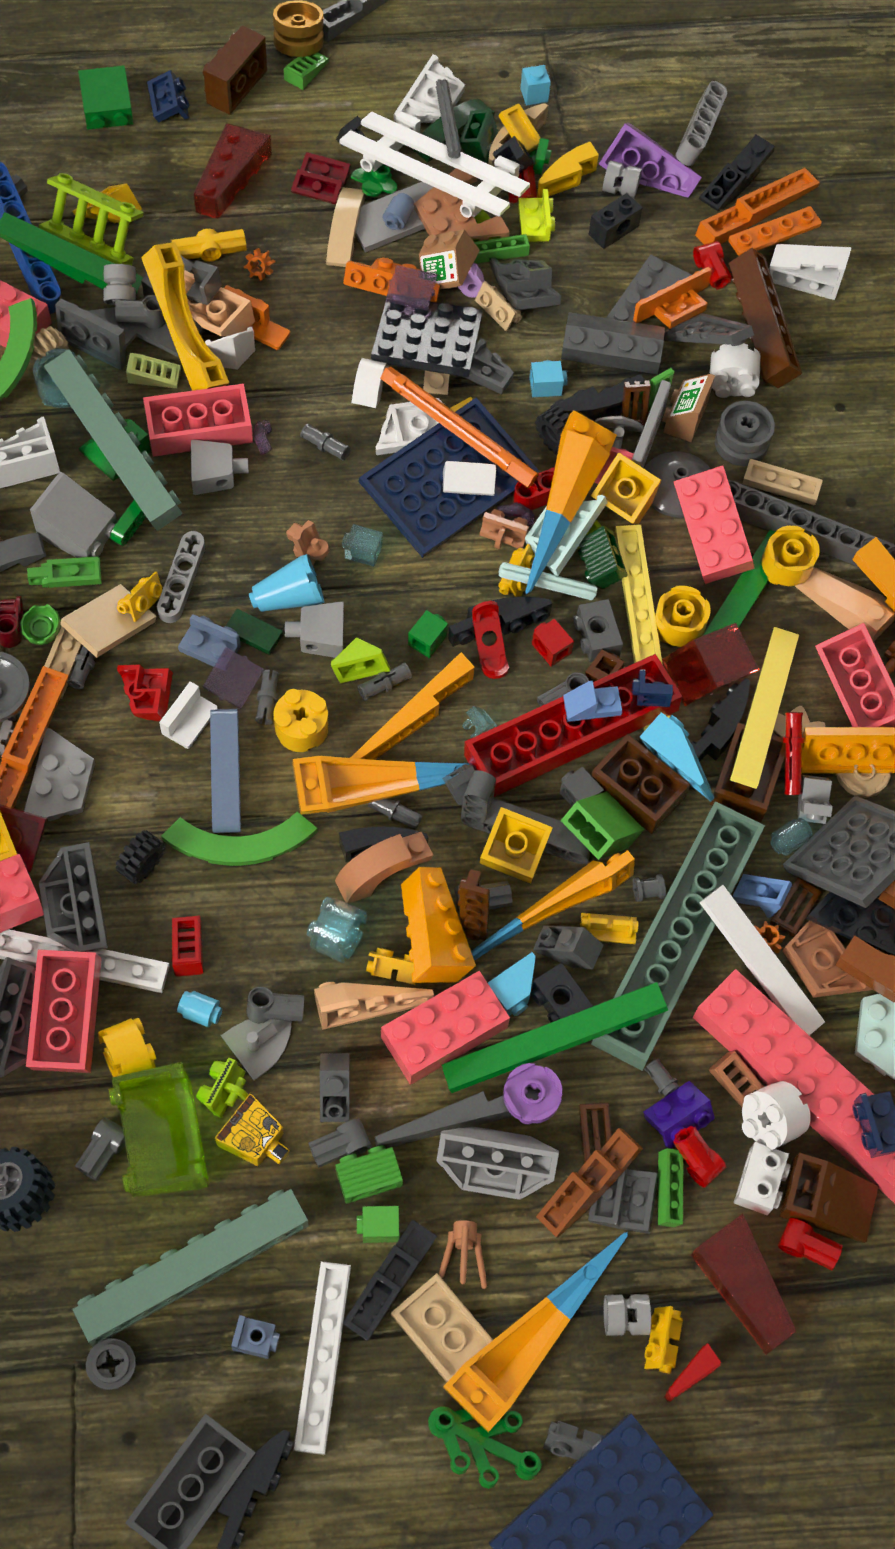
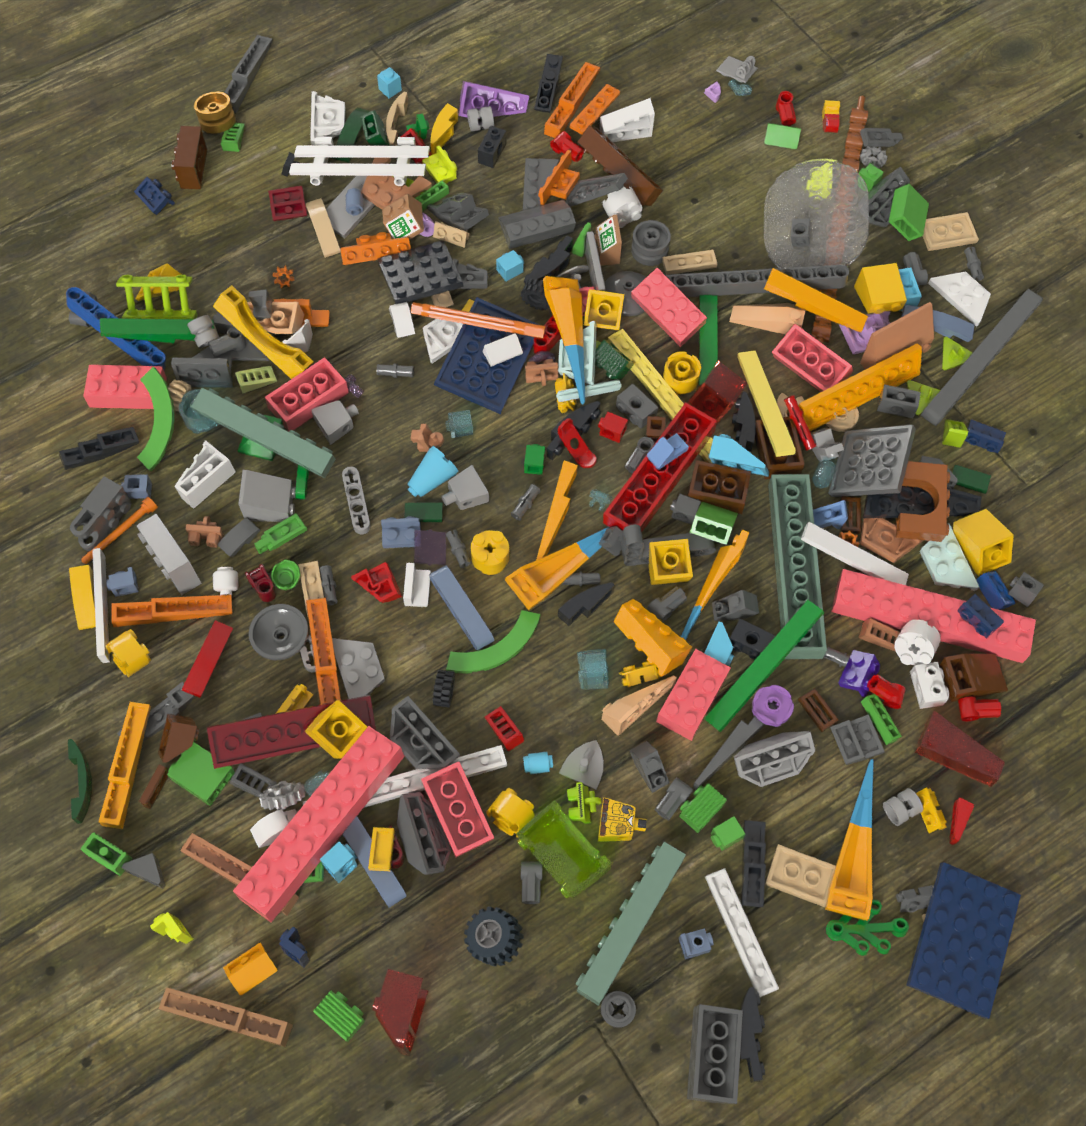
camera: 25 degrees left, 0 degrees up
(101, 625) = (328, 551): tan tile -> none
(105, 97) = (112, 213): green brick -> none
(141, 597) = (340, 525): yellow hinge -> none
(211, 245) = (244, 278): yellow piece -> none
(229, 167) = (225, 221): clear red wedge -> none
(275, 1006) = (583, 737): dark grey piece -> none
(359, 661) = (503, 497): lime slope -> none
(372, 866) = (596, 615): nougat arch -> none
(375, 182) = (325, 189): green plate -> none
(411, 287) = (392, 246): piece -> none
(448, 118) = (359, 137): dark grey axle -> none
(464, 1237) = (782, 813): nougat plant -> none
(474, 906) = (671, 609): reddish brown bracket -> none
(516, 152) = (406, 130): black panel -> none
(520, 126) = (399, 114): yellow tile -> none
(589, 1183) = (834, 741): dark orange slope -> none
(611, 927) = (753, 583): yellow hinge -> none
(636, 388) = (571, 253): reddish brown tile -> none
(649, 888) = (760, 547): dark grey bush -> none
(651, 693) = (700, 427): dark blue bracket -> none
(701, 123) = (509, 61): light grey beam -> none
(790, 556) = (724, 305): yellow brick -> none

